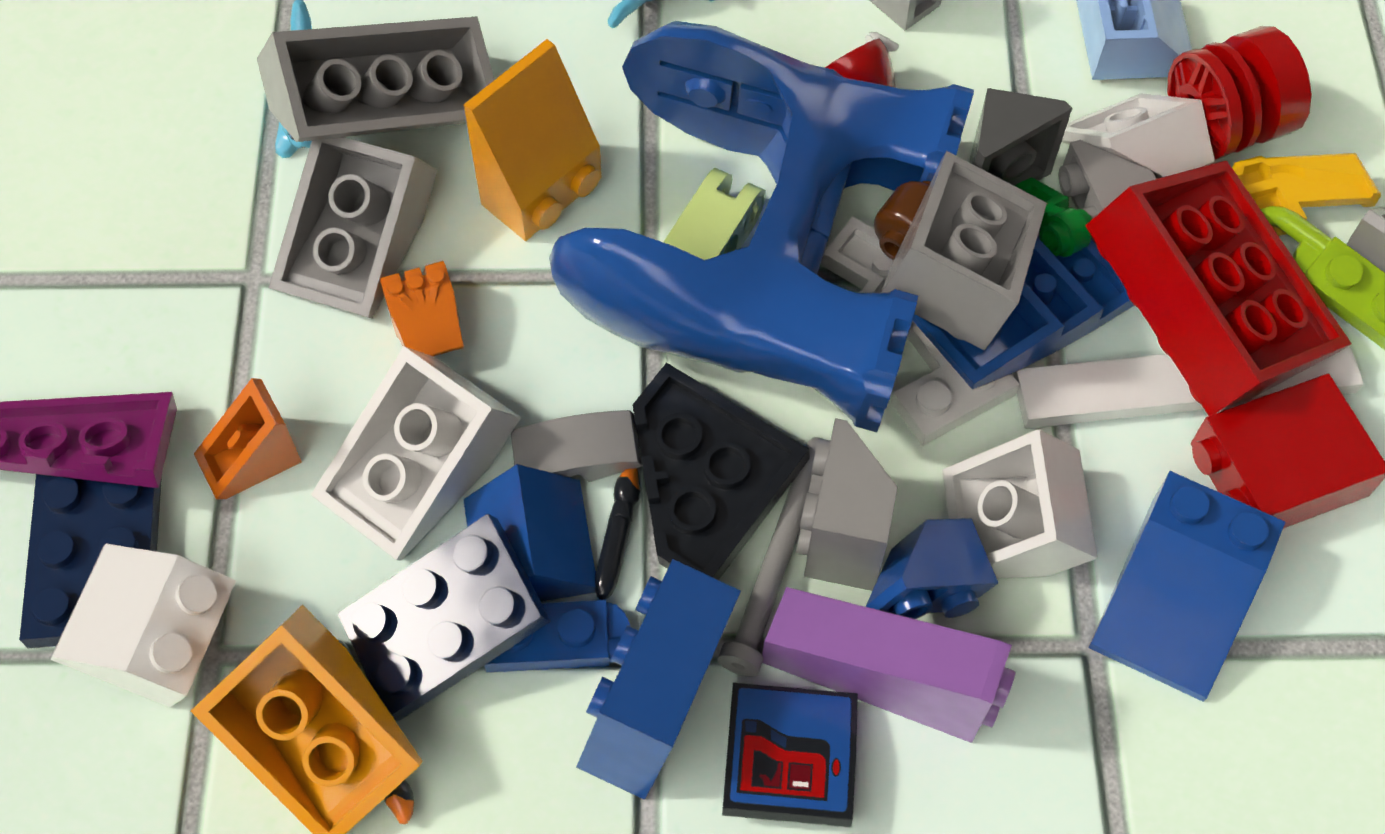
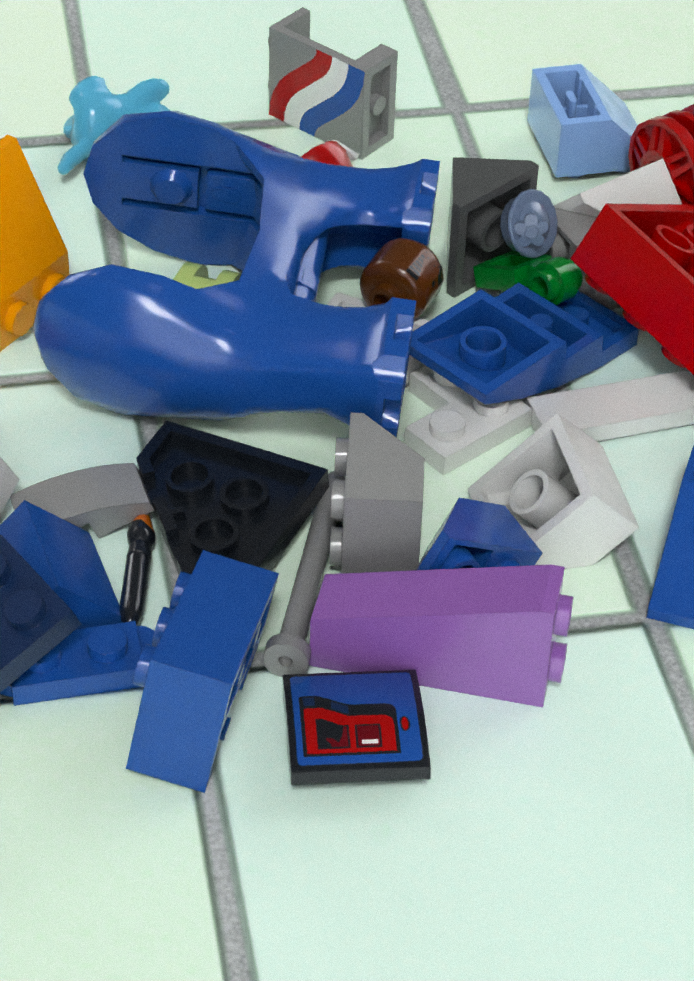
camera: 10 degrees left, 20 degrees down
(967, 251) = (460, 281): light grey slope -> none
(1052, 165) = (529, 223): none -> sand blue hat

